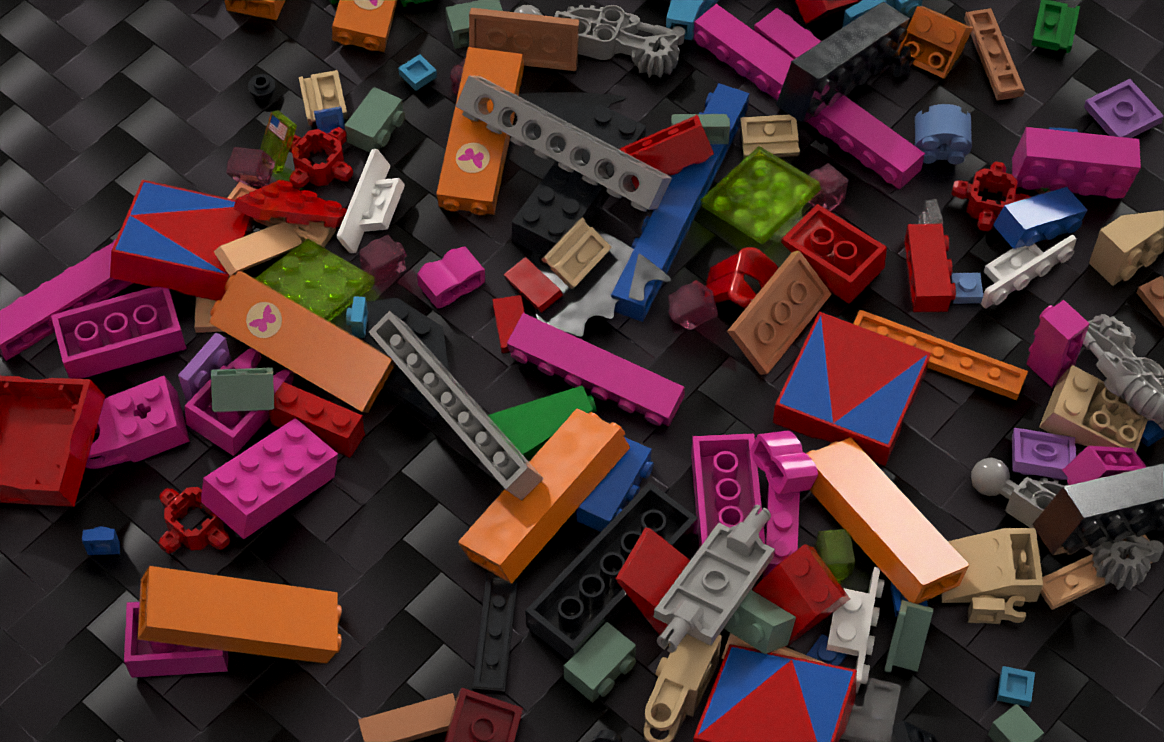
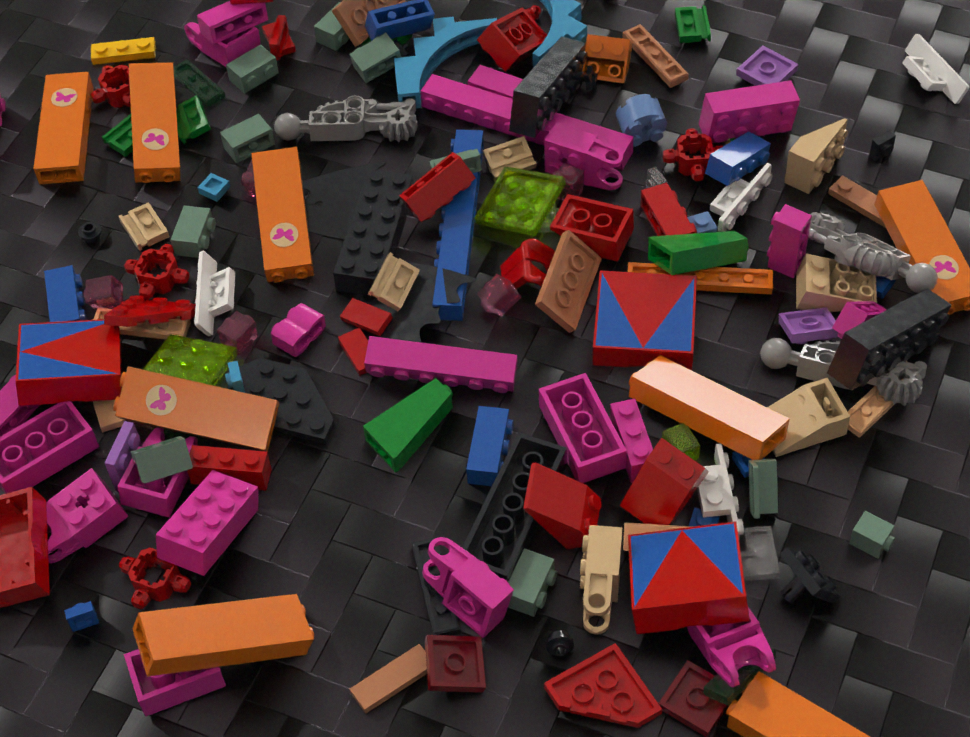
camera: 15 degrees left, 5 degrees down
(206, 158) = (64, 295): none -> blue brick
(257, 247) = (134, 349): light nougat tile -> none
(278, 139) = (120, 264): clear neon green tile -> none
(329, 119) = (155, 239): blue tile -> none
(456, 406) = (343, 419): light grey brick -> none
(526, 647) = (468, 586): none -> dark pink brick
(541, 39) = (310, 133): nougat plate -> none
(572, 467) = (437, 468): orange brick -> none
(651, 181) = (273, 182): light grey brick -> none
(715, 582) = (601, 488): light grey plate -> none
(761, 623) = (641, 510): sand green brick -> none
(784, 462) = (618, 385): dark pink brick -> none
(856, 158) = (584, 152): none -> dark pink brick
(945, 321) = (697, 251): none -> green slope
(993, 610) = (817, 449): tan plate -> none
(1015, 686) = (857, 500): dark azure plate -> none

